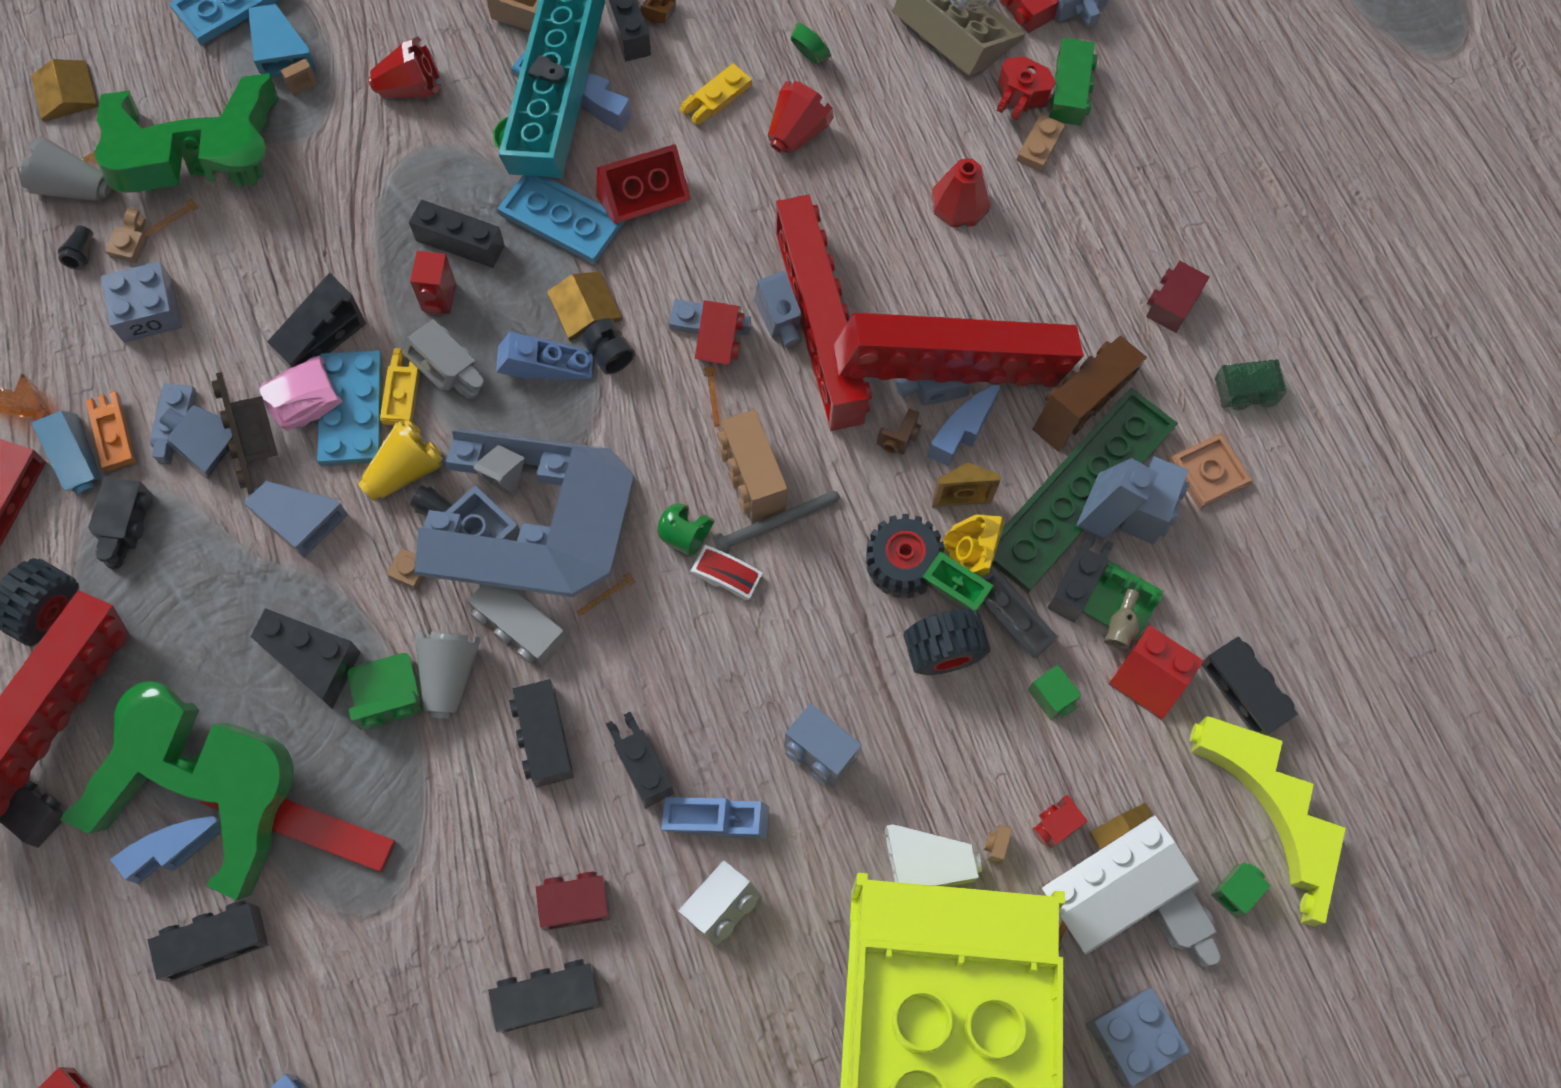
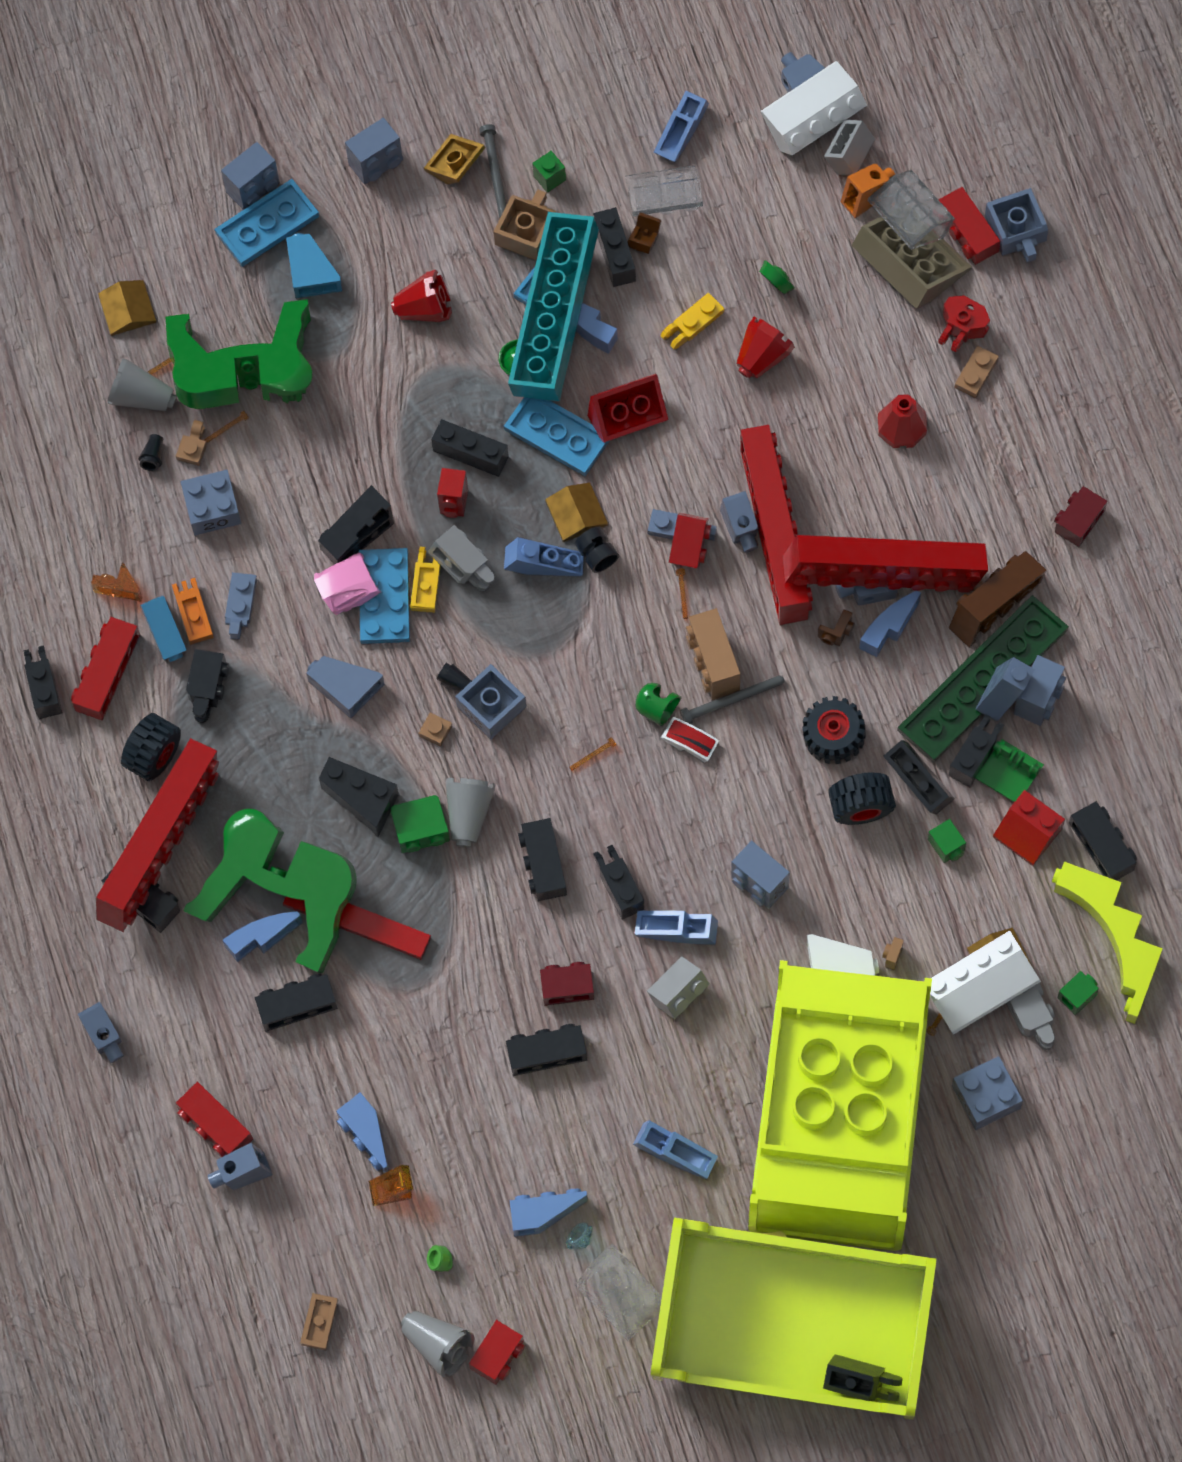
camera: 10 degrees right, 0 degrees up
(198, 438) = (267, 619): sand blue torso -> none
(249, 429) = (308, 614): dark brown bracket -> none
(299, 76) = (330, 300): medium nougat plate -> none
(400, 461) = (428, 642): yellow cone -> none
(501, 469) = (511, 651): light grey slope -> none
(517, 623) = (522, 773): light grey brick -> none
(543, 69) = (545, 308): black piece -> none
(544, 559) = (547, 724): sand blue slope -> none
(957, 582) = (872, 751): green slope -> none
(966, 486) = (886, 675): pearl gold slope -> none
(975, 542) = (887, 725): yellow slope -> none
(1059, 823) = (942, 939): red brick -> none
(1073, 81) = (1008, 316): green brick -> none
(1124, 623) = (1006, 788): dark tan piece -> none
(1212, 470) = (1094, 666): nougat tile -> none
(1251, 384) = (1134, 594): clear green brick -> none

